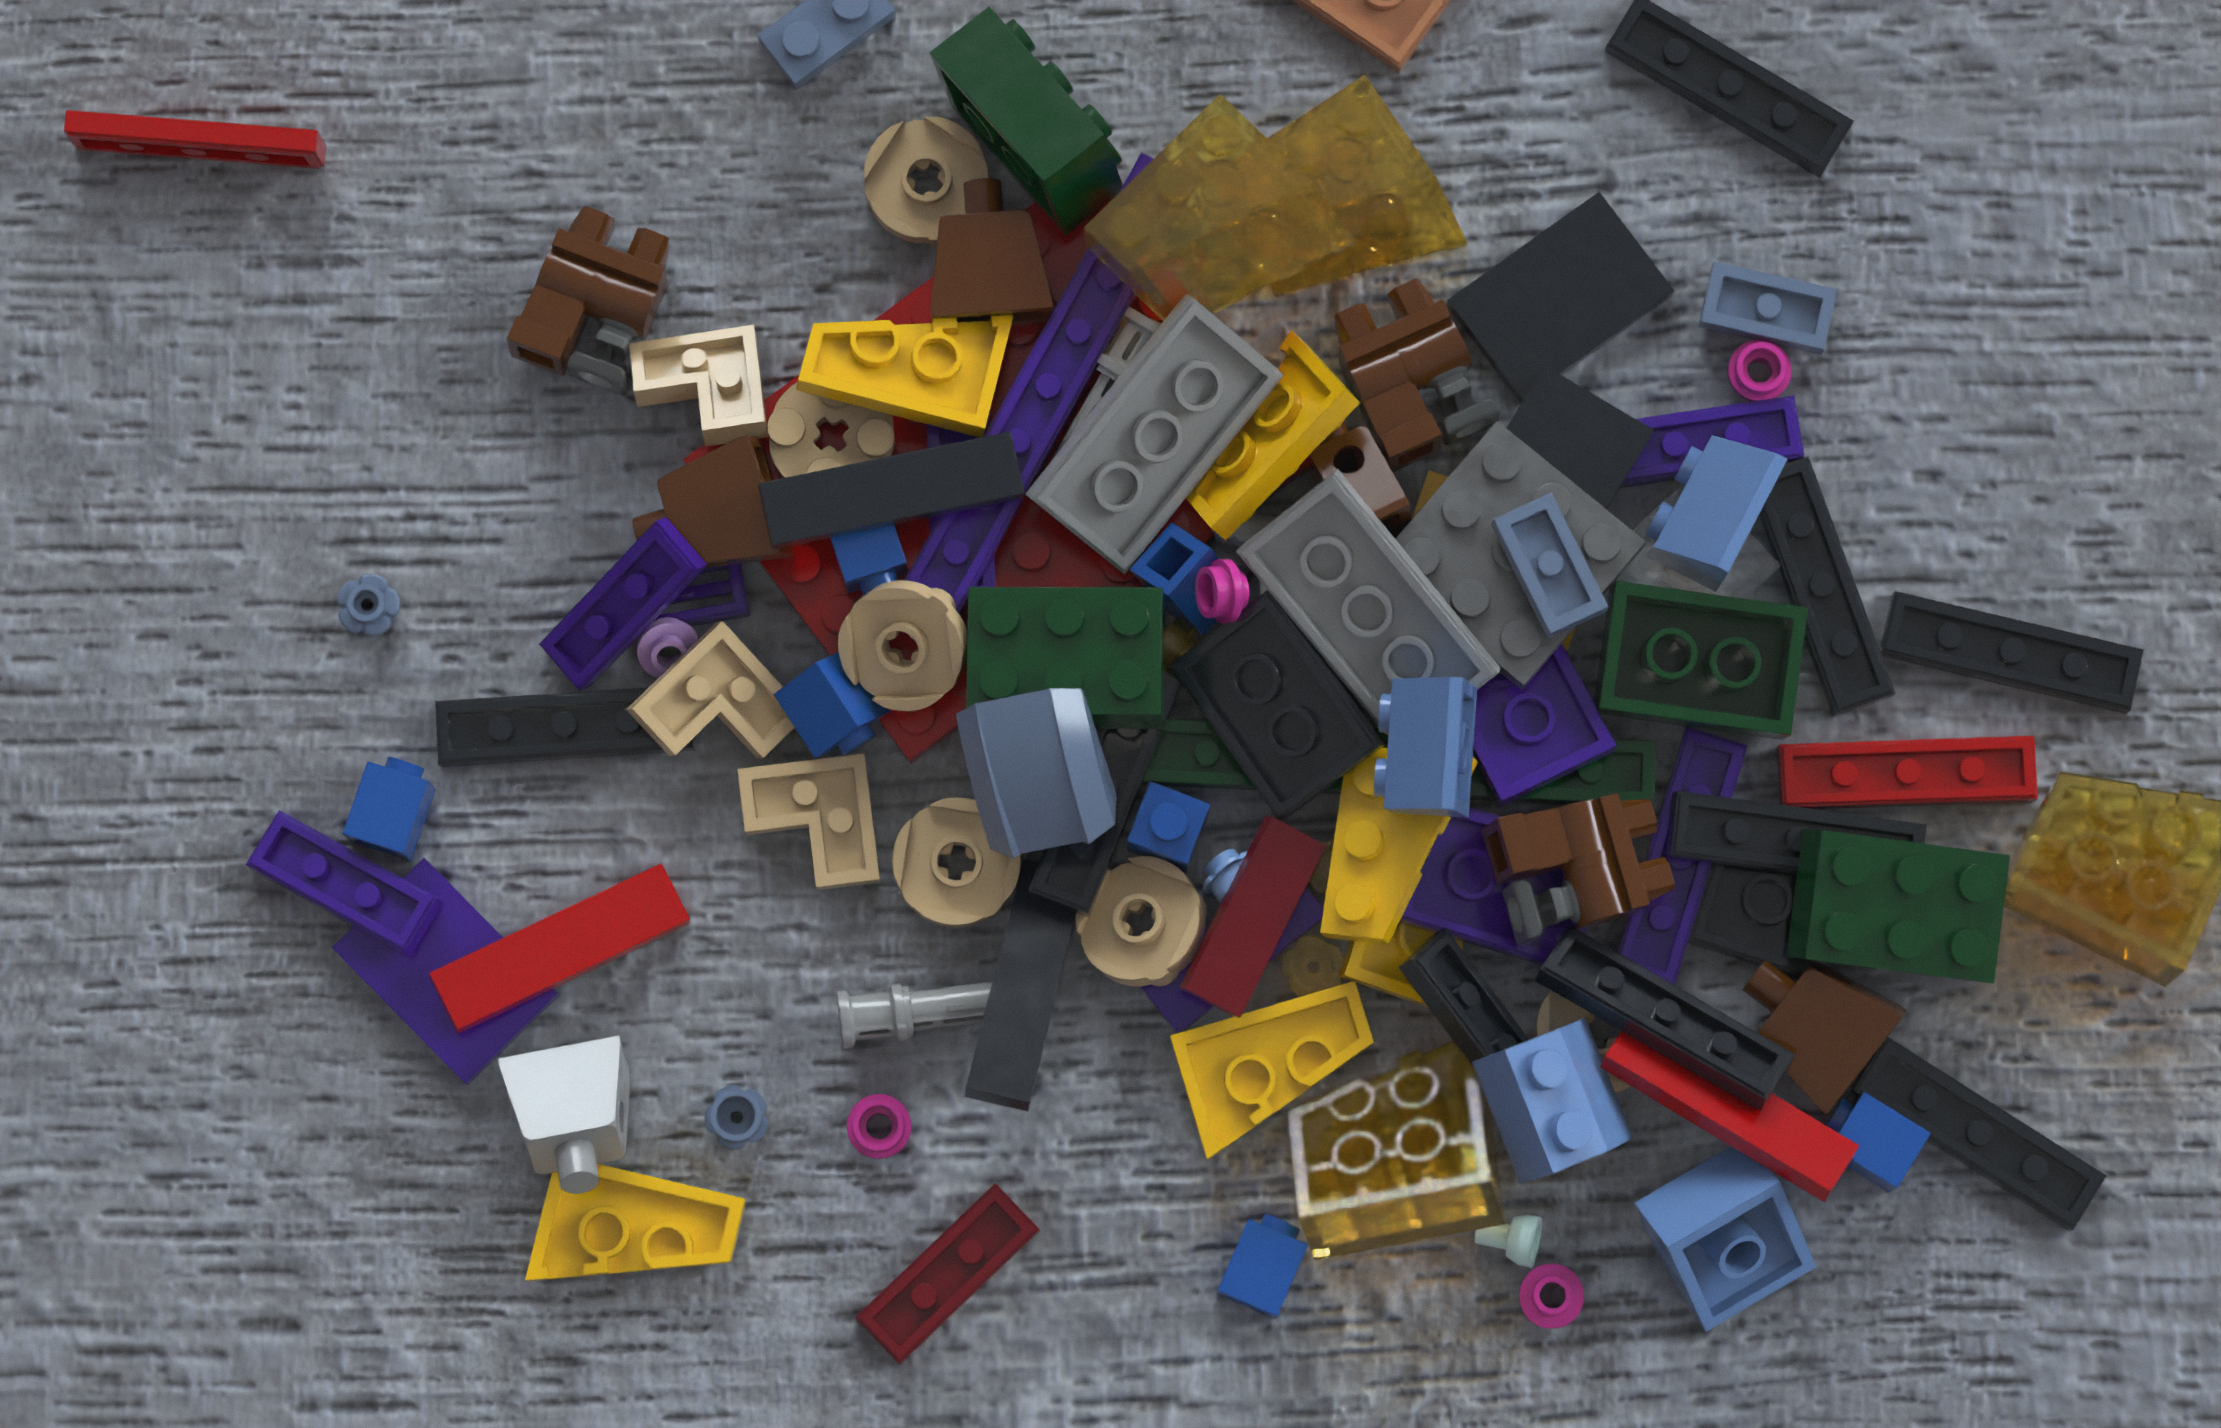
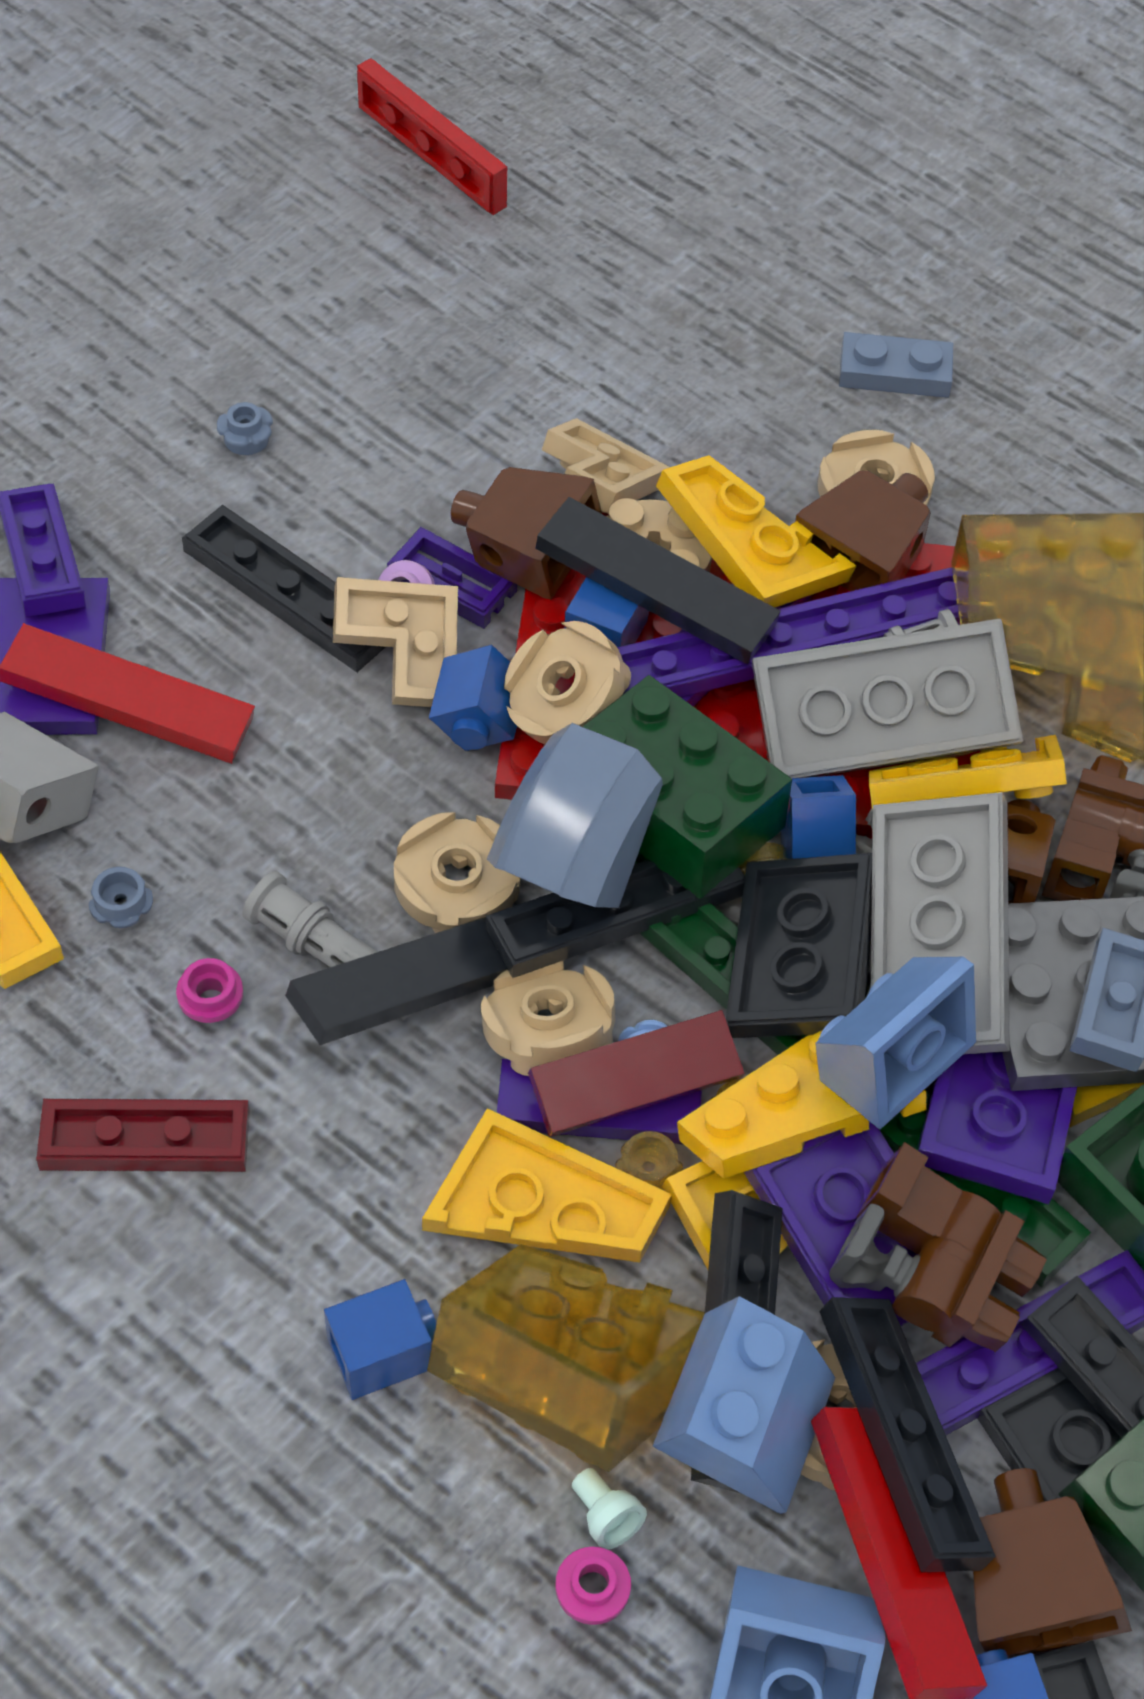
camera: 40 degrees right, 25 degrees down
(390, 808) = (119, 532): blue brick -> none
(594, 281) = (582, 369): reddish brown hips -> none
(623, 604) = (405, 529): dark purple tile -> none
(828, 799) = (406, 761): tan plate -> none
(1029, 118) = (985, 453): dark green brick -> none
(1168, 826) = (639, 968): blue brick -> none
(1221, 591) = (836, 827): dark pink plate -> none

